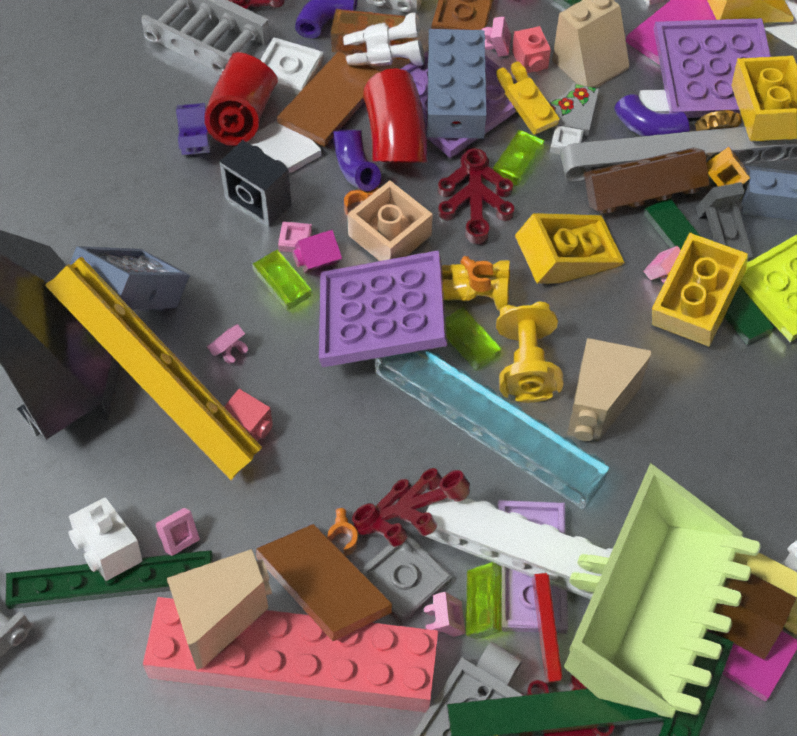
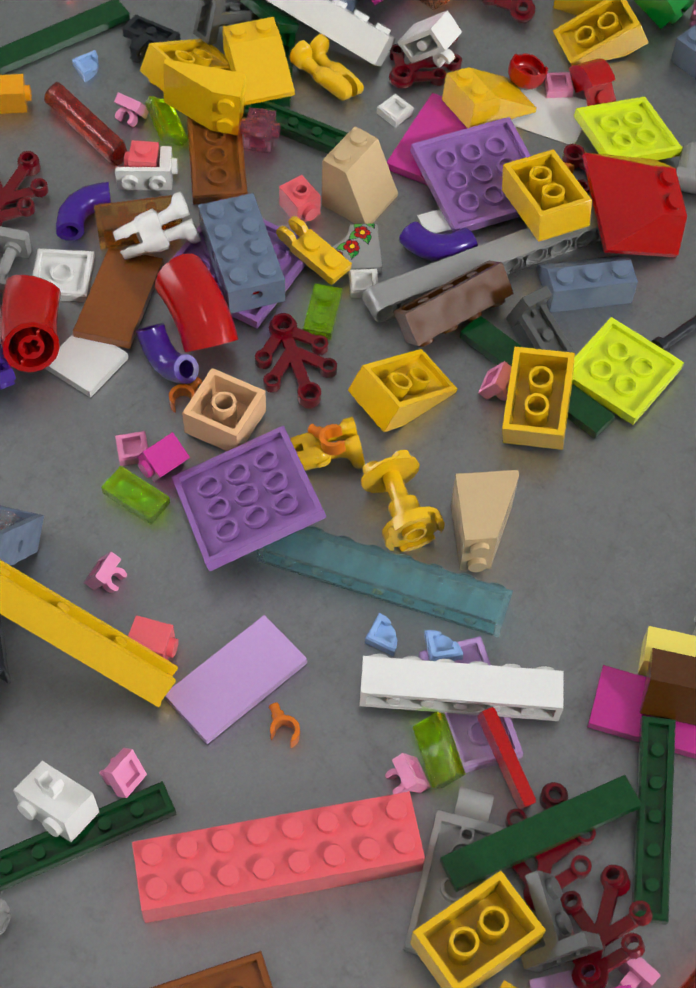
camera: 20 degrees left, 0 degrees up
(219, 602) = (200, 828): tan slope -> none
(256, 182) = (77, 404): black brick -> none
(314, 475) = (235, 679): none -> lavender tile
(324, 582) = (285, 778): dark orange tile -> none
(373, 518) = (308, 702): dark red plant -> none
(406, 577) = (355, 751): light grey tile -> none
(471, 339) = (341, 503): clear neon green plate -> none
(472, 470) = (382, 635): none -> light blue tile
(498, 37) = (263, 193): bright pink tile -> none
(521, 501) = (441, 646): none -> light blue tile
(657, 600) = (601, 701): yellowish green piece -> none
(718, 120) = (502, 228): pearl gold gear -> none
(727, 168) = (526, 274): light orange brick -> none

